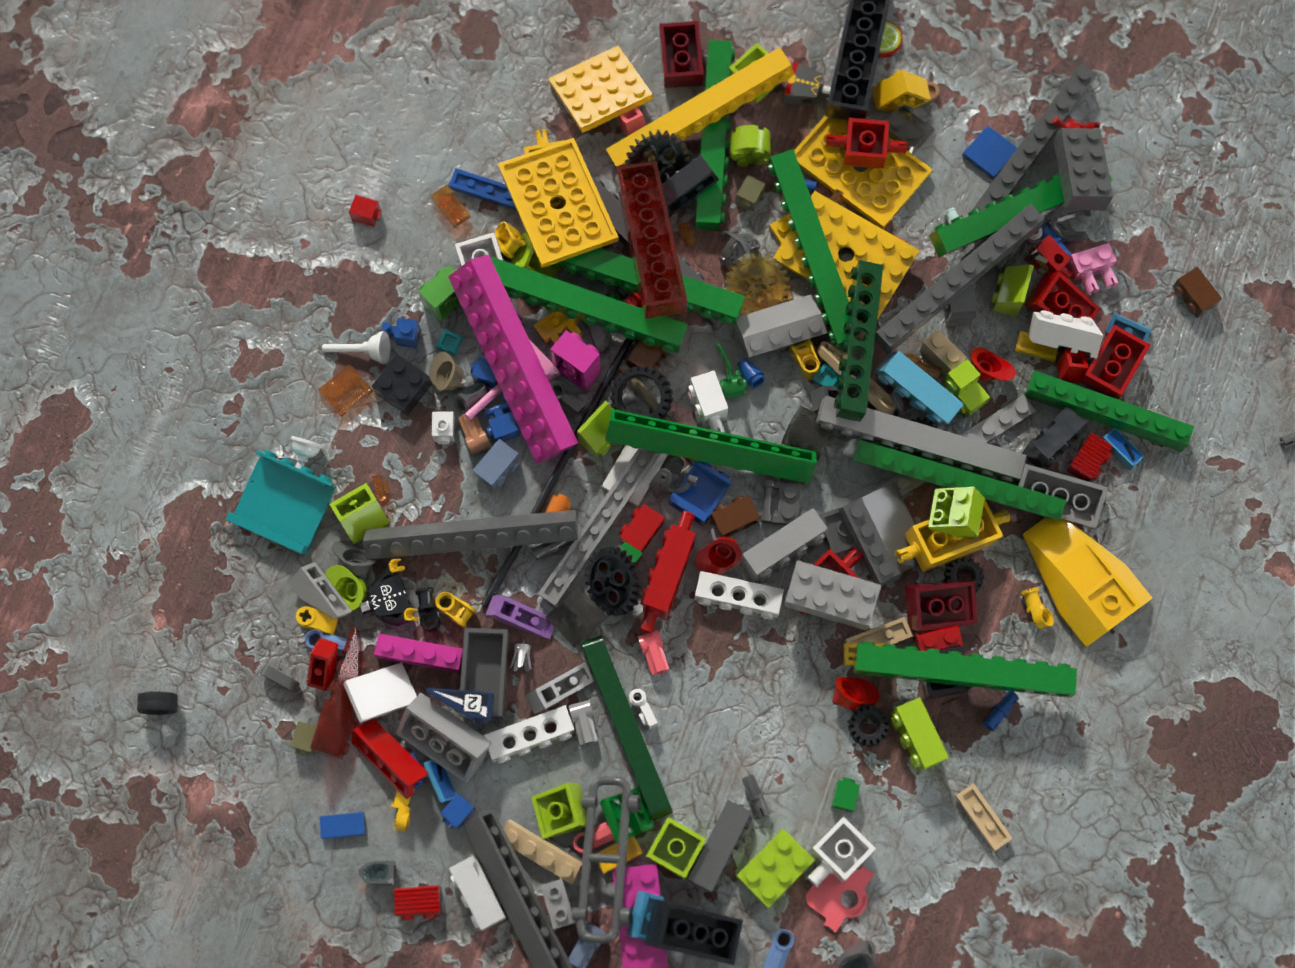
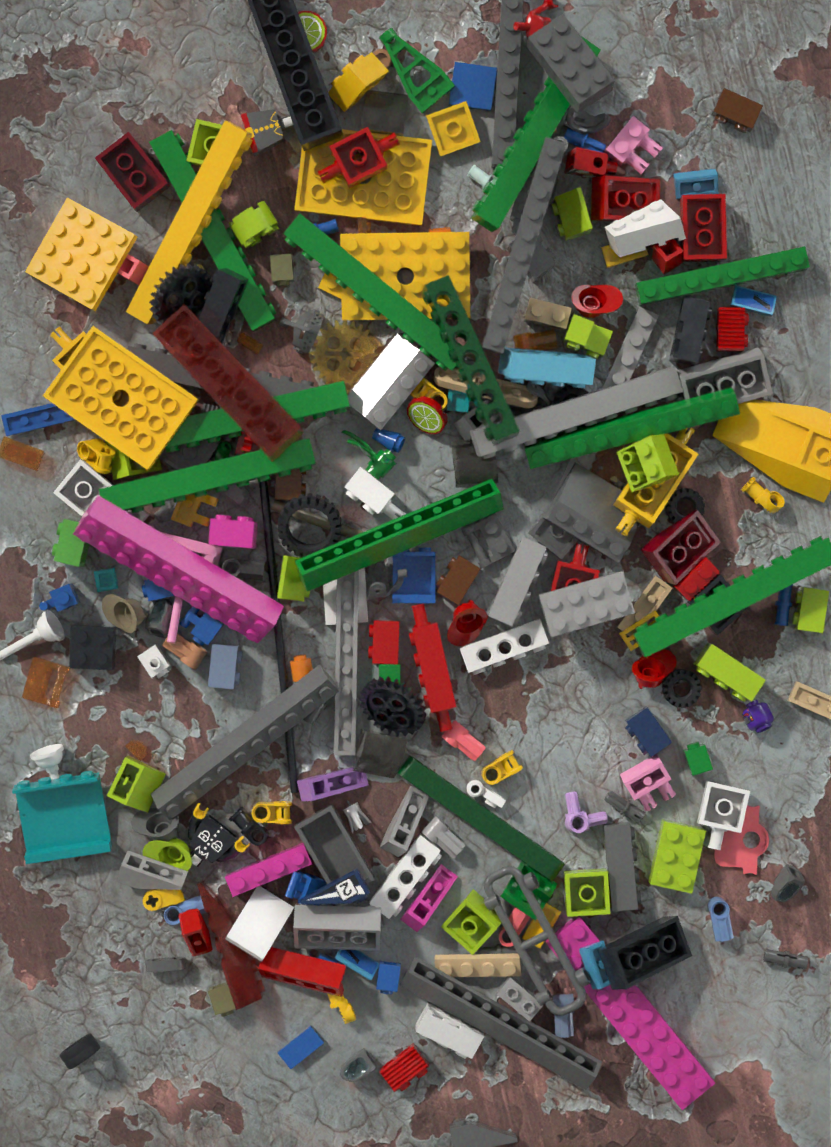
camera: 35 degrees left, 15 degrees up
(436, 679) = (303, 884): none -> blue brick
(536, 766) = (429, 898): none -> dark pink slope
(672, 695) = (502, 767): none -> yellow piece
(715, 787) = (587, 820): none -> lavender axle
(790, 781) = (647, 777): none -> bright pink brick
(794, 370) = (427, 415): none -> tile
(816, 743) = (648, 732): none -> dark blue brick
(920, 792) = (758, 716): none -> dark purple head
(955, 171) = (453, 128): none -> yellow plate
(958, 133) = (432, 89): none -> green plate
(1022, 730) = (811, 609): none -> lime brick

